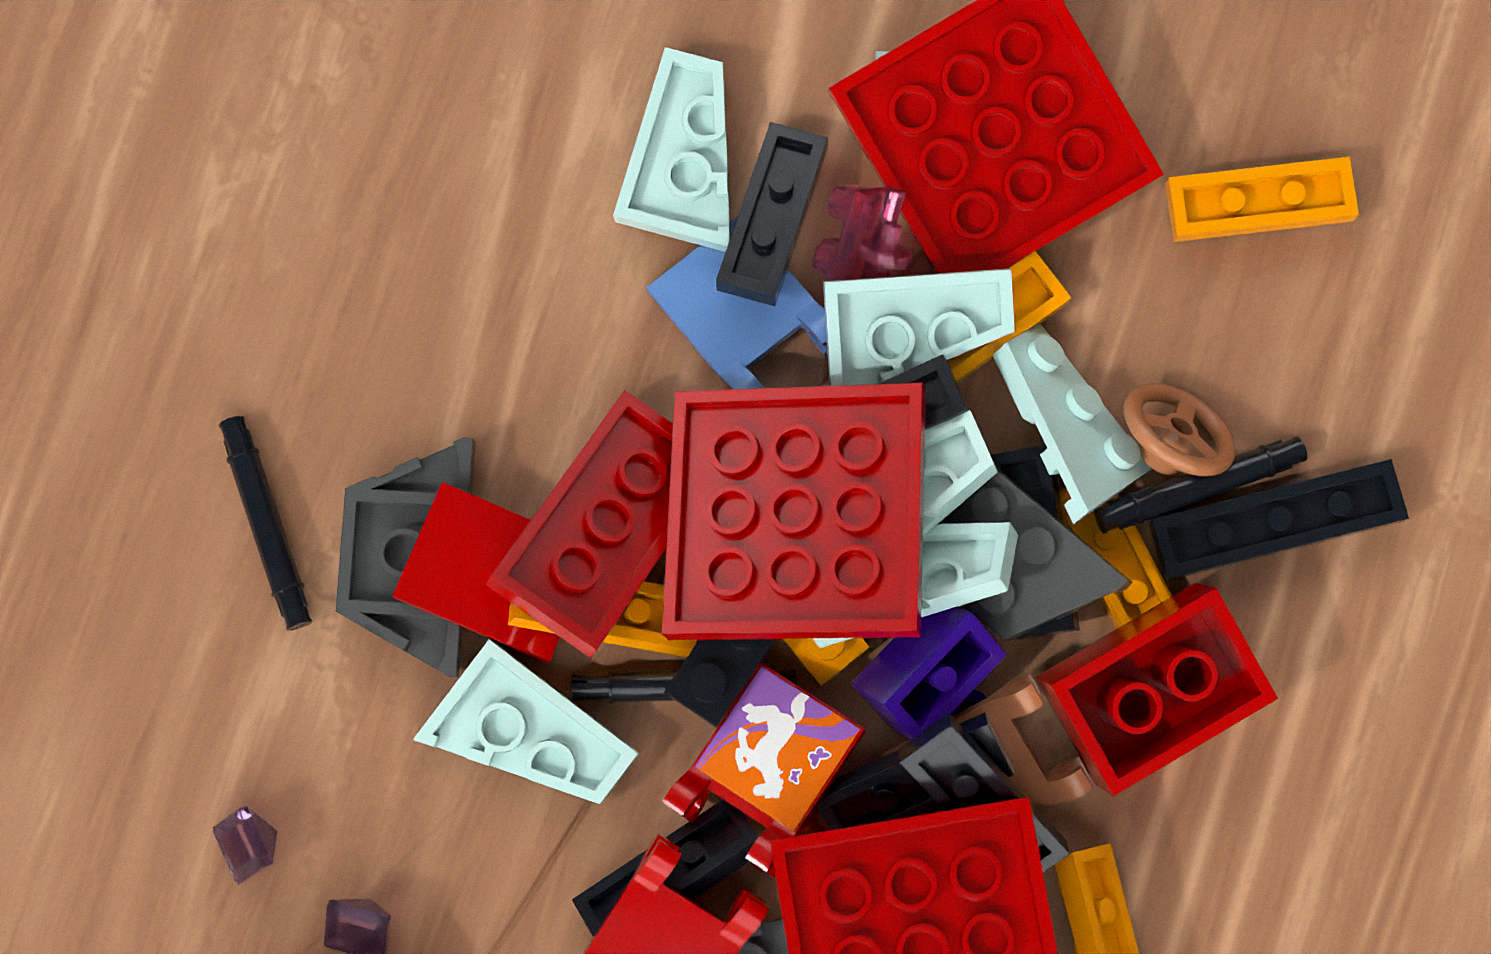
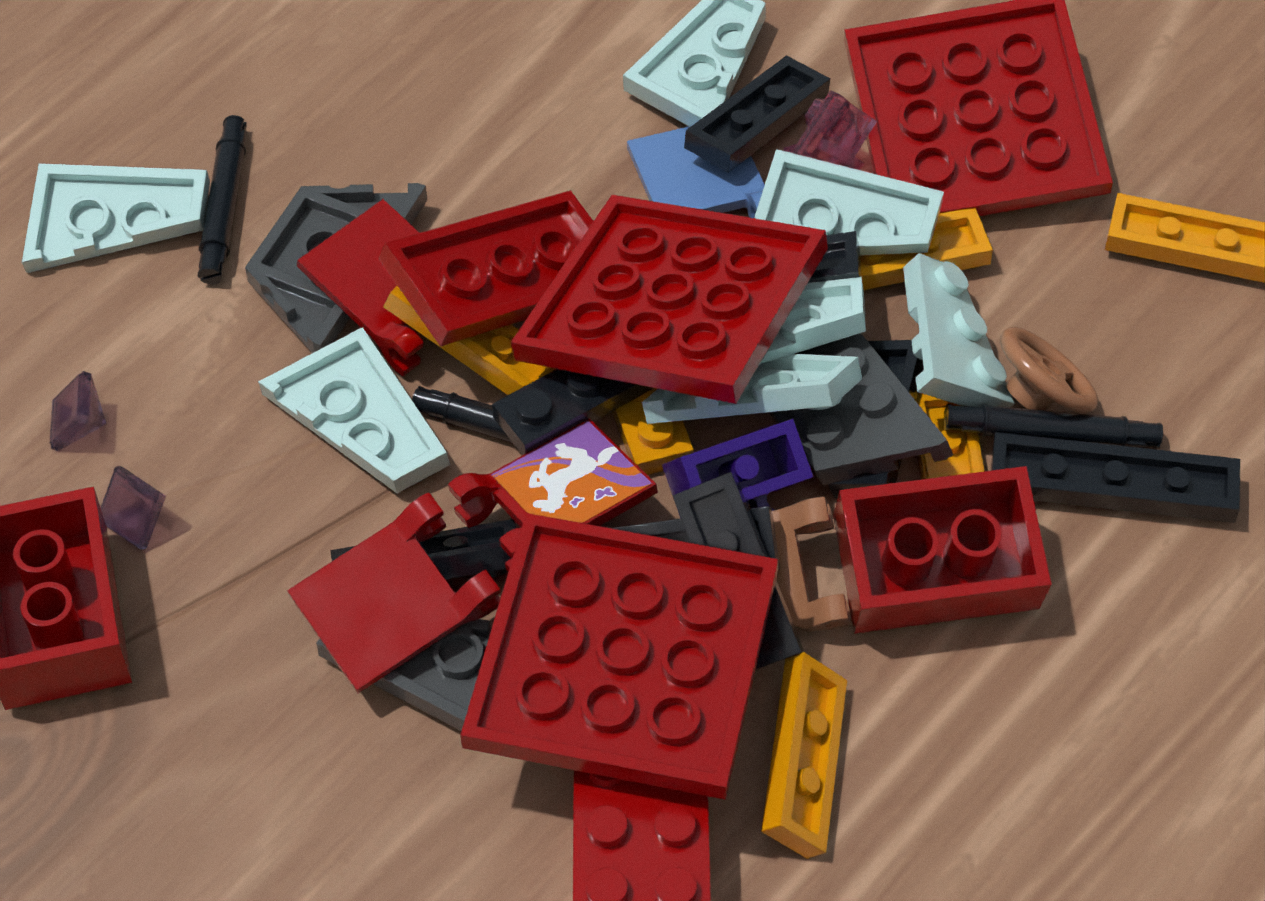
camera: 20 degrees right, 25 degrees down
(156, 588) = (109, 209): none -> light aqua wing

